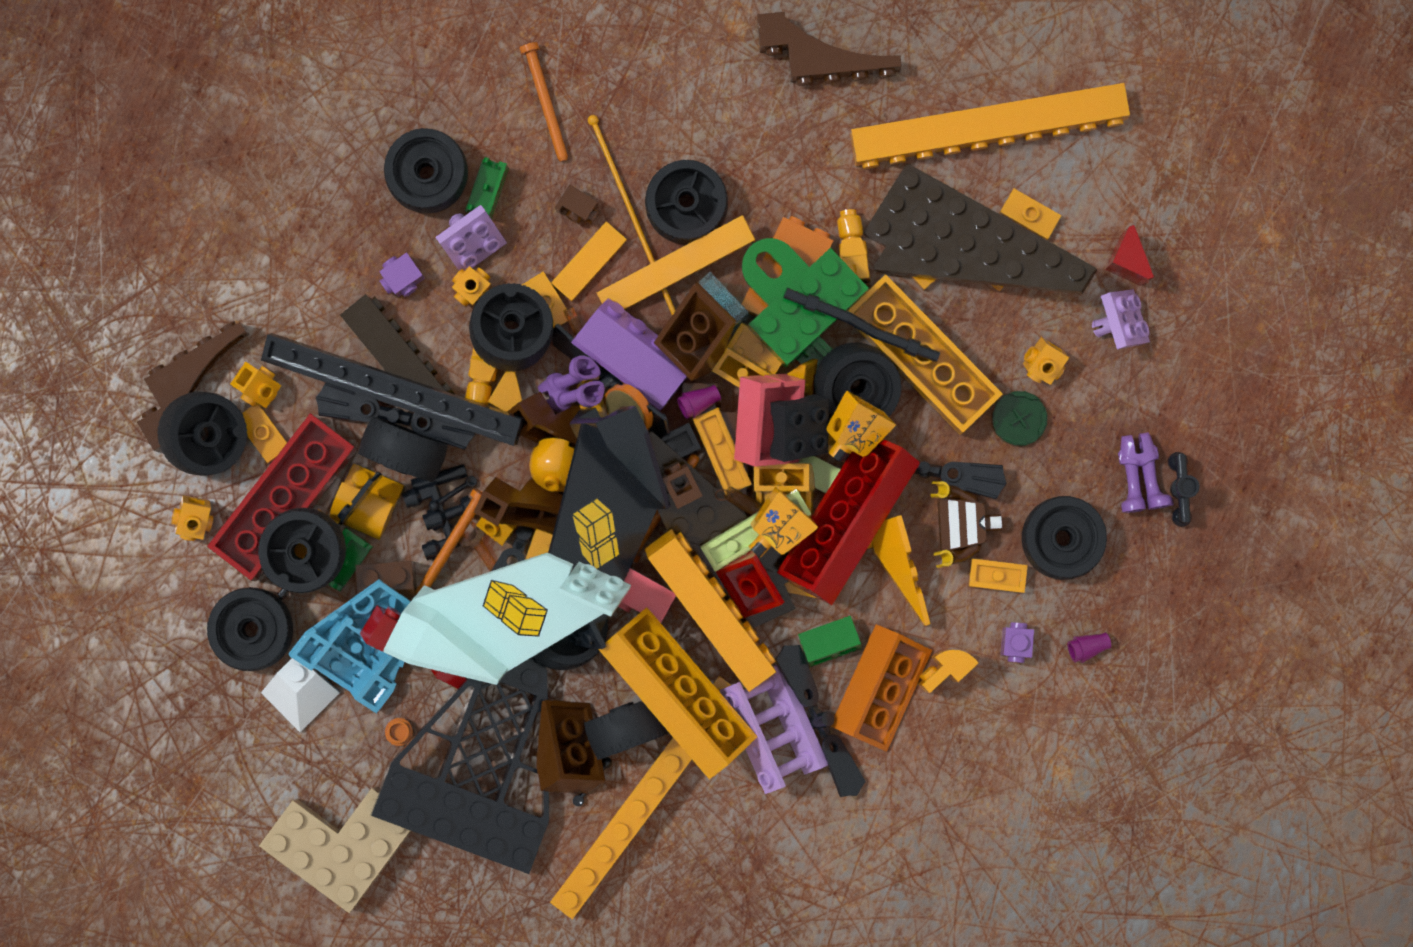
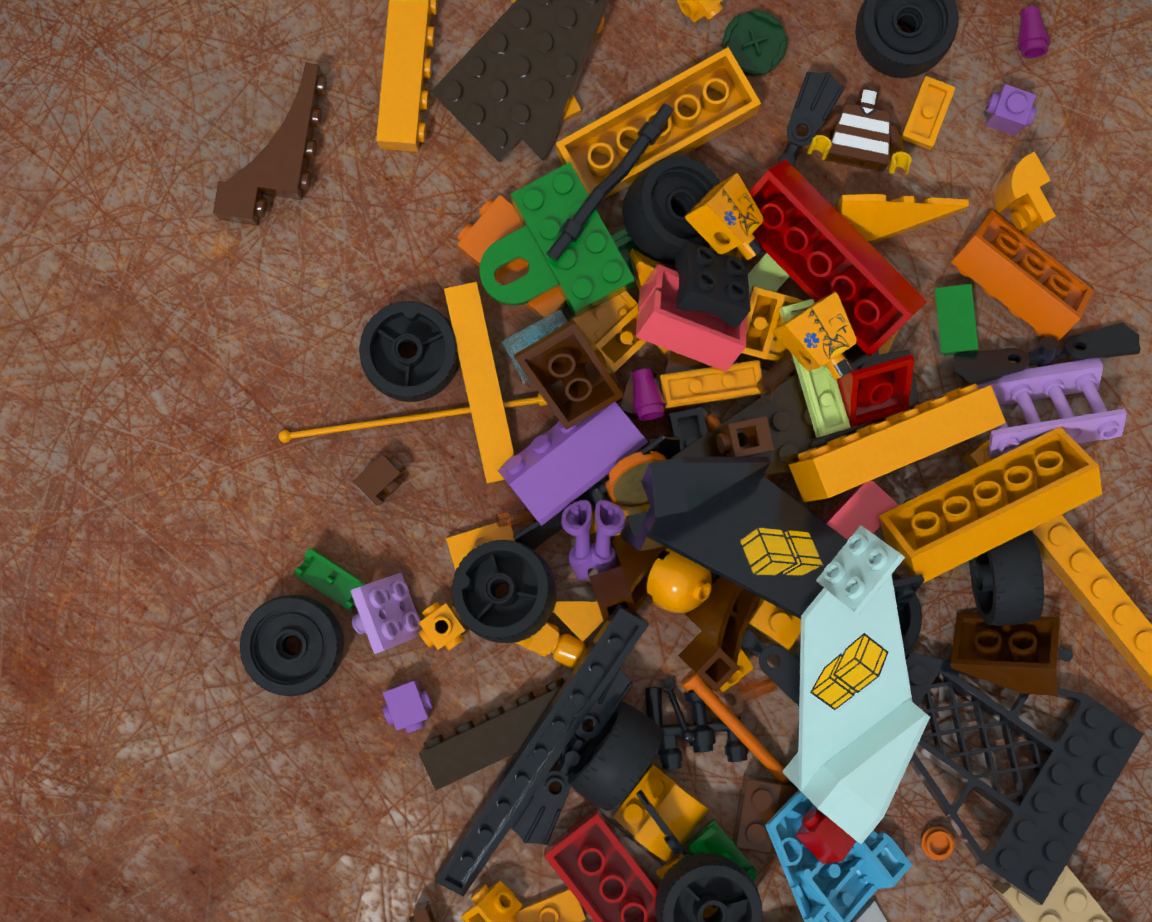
camera: 80 degrees left, 0 degrees up
(544, 97) = (185, 487): orange bar -> none
(589, 261) = (447, 482): light orange tile -> none
(852, 247) = (510, 176): light orange piece -> none

